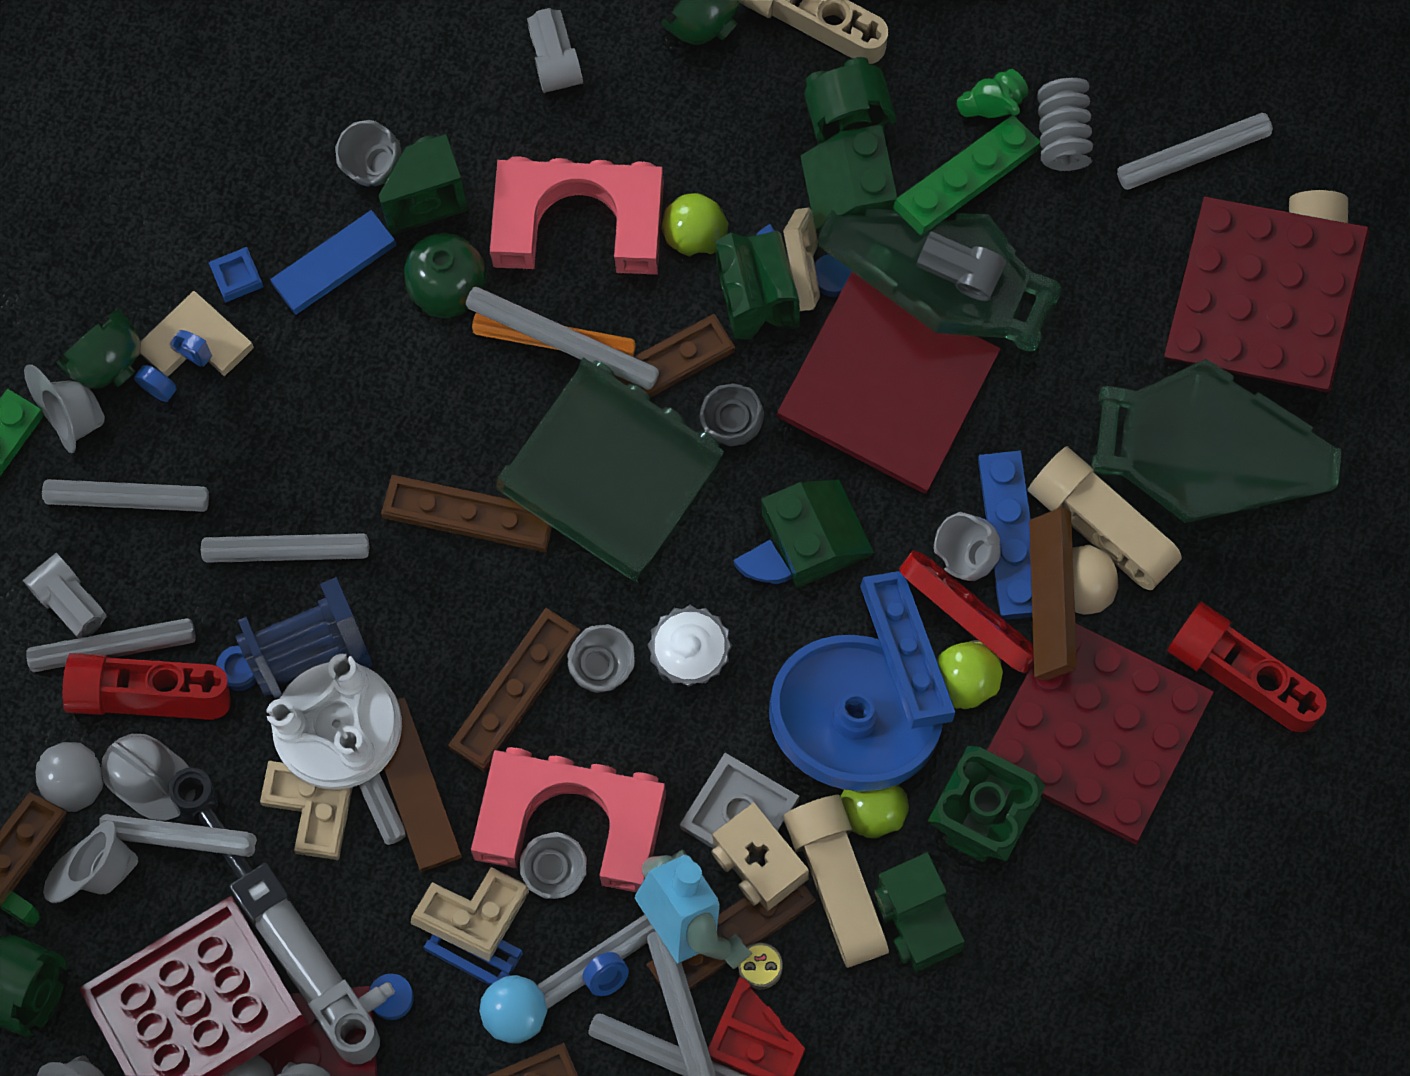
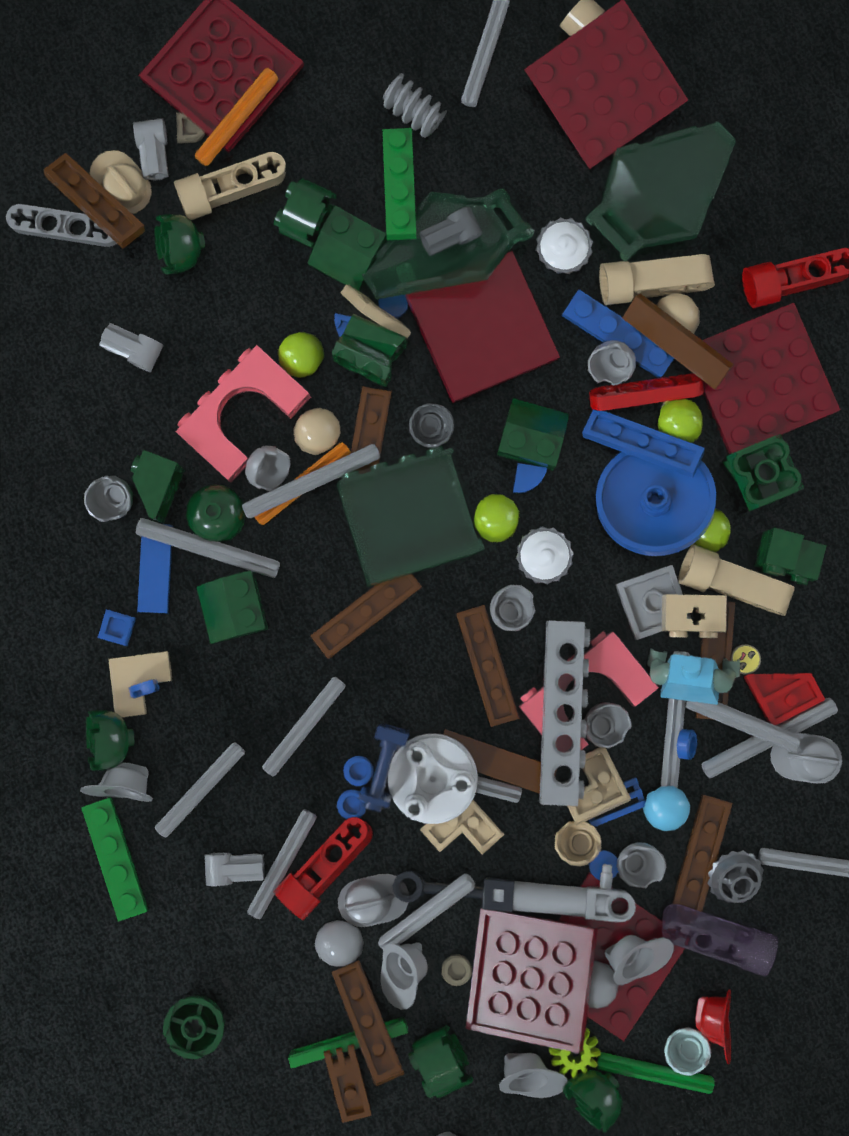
camera: 55 degrees left, 15 degrees up
(139, 928) = (456, 970): none -> dark tan tile
(155, 383) = (147, 723): blue tile -> none
(358, 371) = (232, 607): none -> dark green slope
(390, 941) = (578, 843): none -> tan hair
(399, 294) = (207, 548): none -> light grey axle
(422, 1031) = (641, 865): none -> light grey hair
(539, 284) = (267, 467): none -> light grey hair
(603, 719) = (552, 791): none -> light grey brick
(625, 306) = (316, 431): none -> tan hair
(689, 566) = (496, 518): none -> lime hair
(994, 96) = (365, 130): green animal -> none
(1052, 394) = (564, 245): none -> white piece

